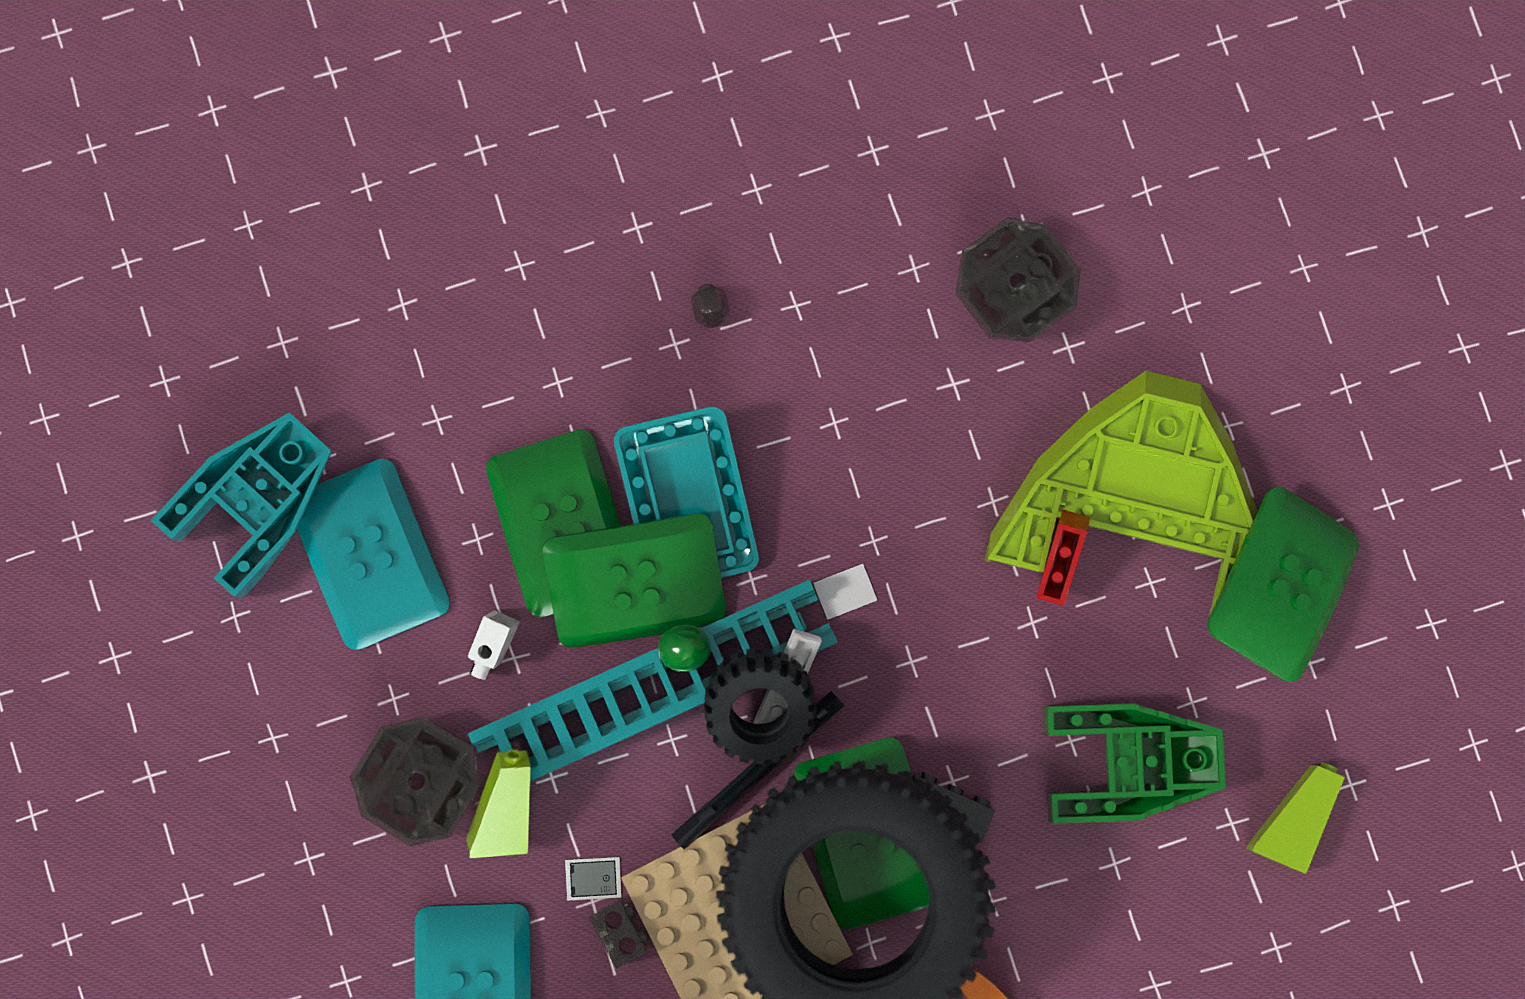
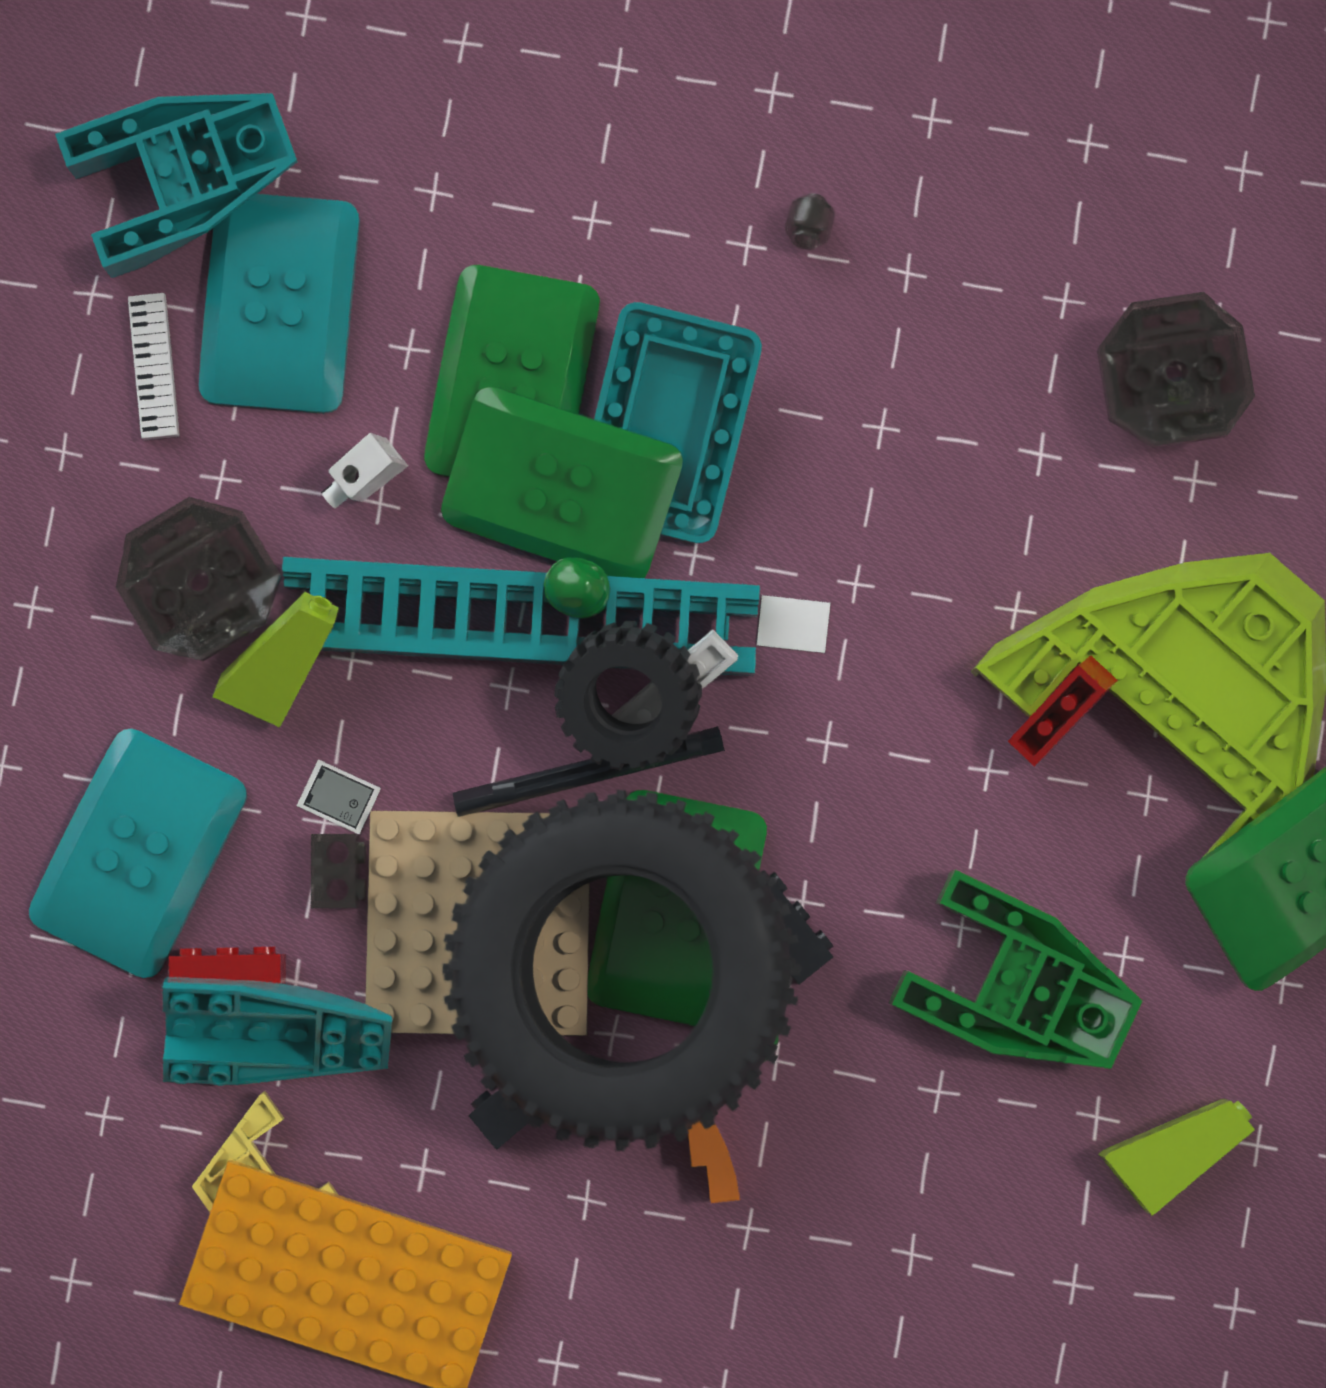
camera: 25 degrees right, 0 degrees up
(305, 645) = (153, 366): none -> white tile

